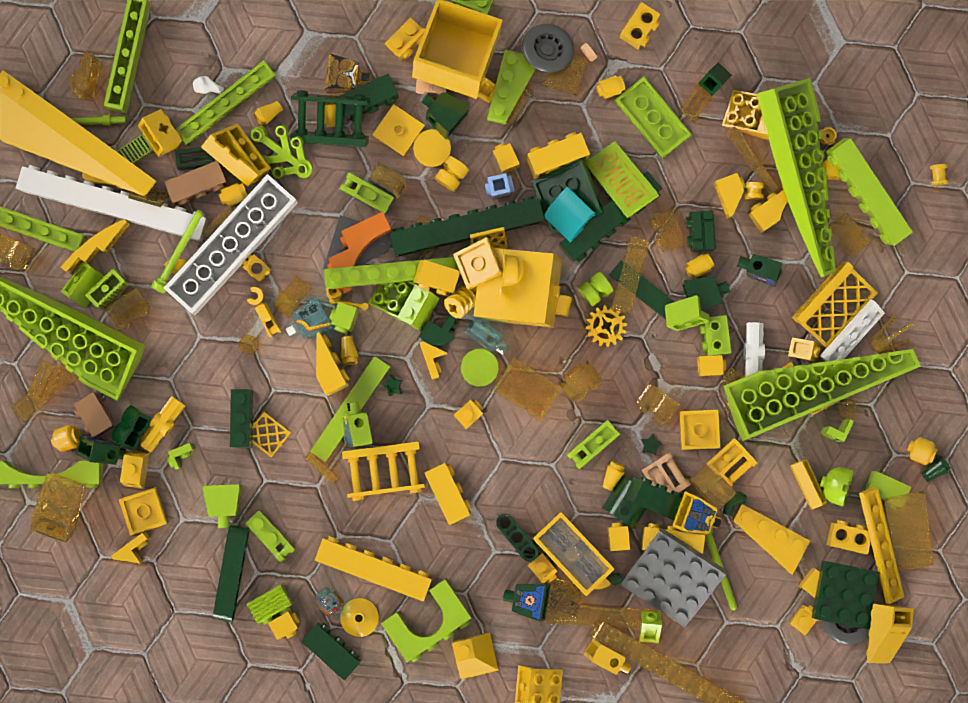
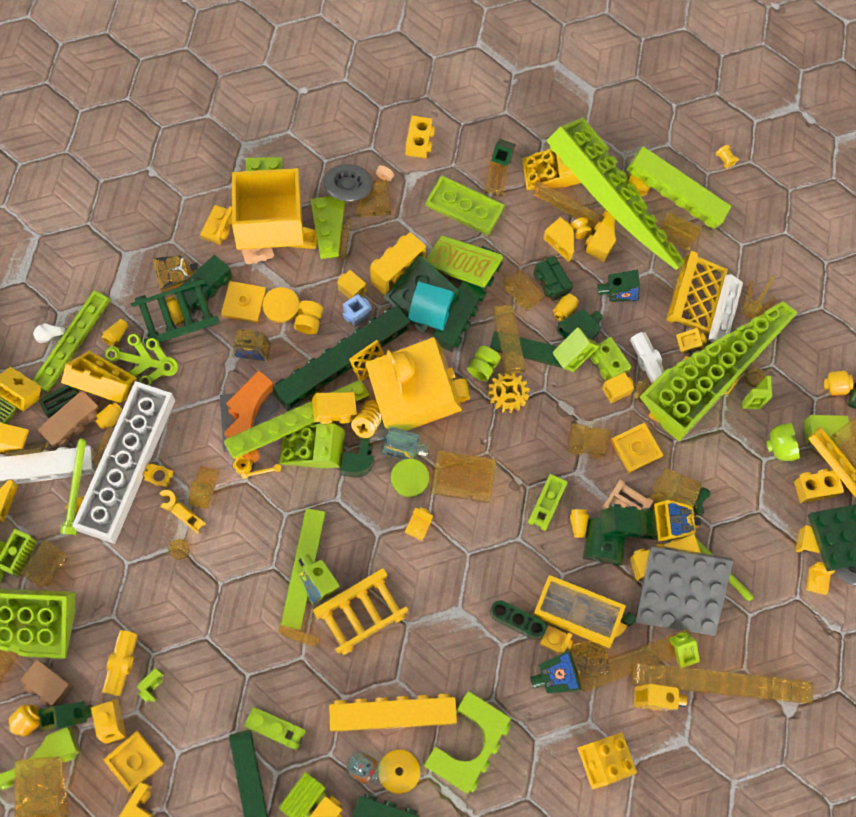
camera: 30 degrees left, 15 degrees down
(130, 429) = (89, 681): dark green brick -> none
(222, 502) = (212, 714): lime torso -> none
(241, 418) = (199, 622): dark green brick -> none
(279, 443) = (228, 642): yellow window -> none
(309, 320) = (230, 500): clear light blue torso -> none
(327, 369) = (272, 542): yellow slope -> none
(344, 318) = (262, 482): lime brick -> none
(348, 351) = (280, 516): yellow cone -> none
(367, 193) = (236, 365): lime plate -> none
(393, 385) = (335, 528): dark green piece -> none
(431, 353) = (358, 484): yellow slope -> none
(445, 112) = (280, 268): dark green torso -> none
(448, 493) = (433, 606): yellow brick -> none
(475, 655) = (530, 757): yellow slope -> none
(478, 263) = (367, 377): yellow tile -> none
(580, 381) = (509, 448): clear yellow brick -> none
(610, 87) = (417, 193): yellow brick -> none
(618, 537) = (612, 577): yellow brick -> none
(650, 445) = (599, 481): dark green piece -> none
(728, 457) = (675, 459): yellow plate -> none
(774, 538) = (750, 516): yellow wing -> none
(808, 484) = (756, 455): yellow piece -> none
(832, 136) = (623, 160): yellow plate -> none

